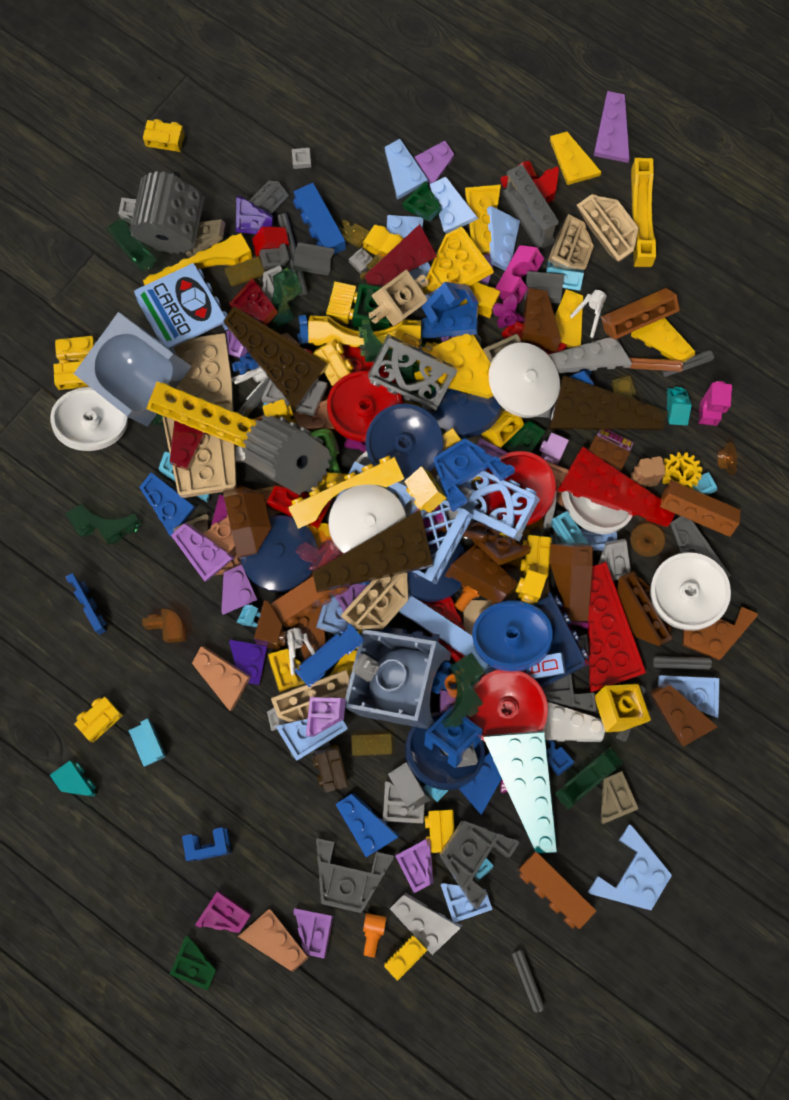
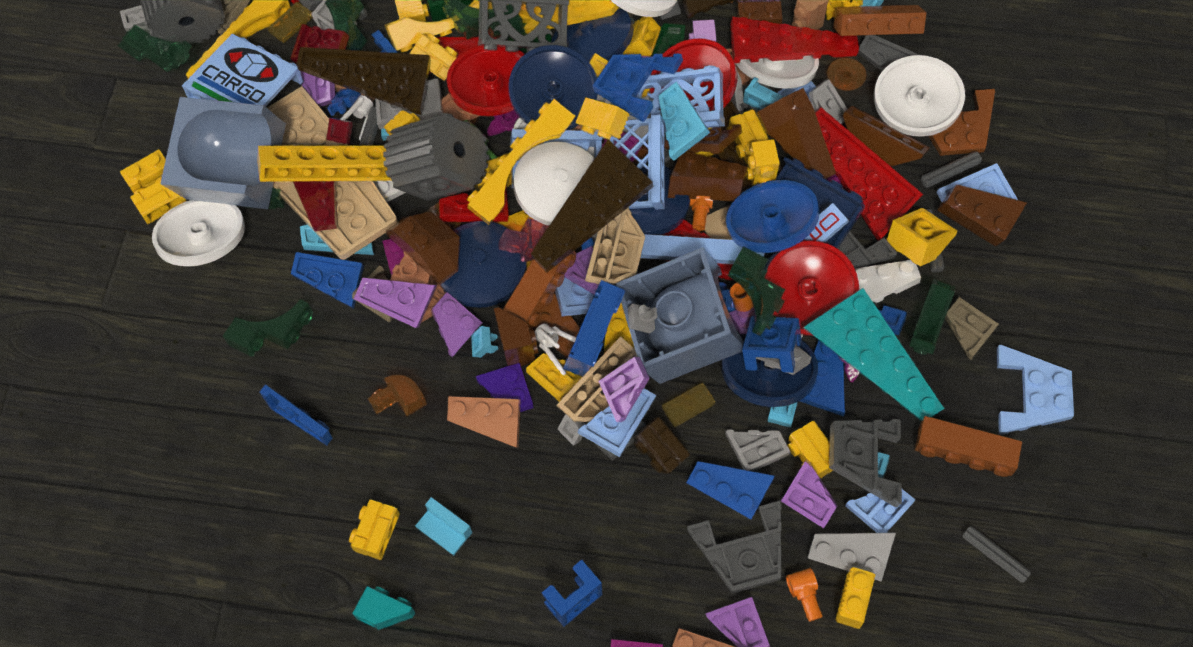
camera: 25 degrees left, 10 degrees down
(230, 390) = (339, 130): none -> dark red tile
(409, 787) = (754, 421): hinge -> none
(484, 525) = (681, 121): none -> medium azure wing

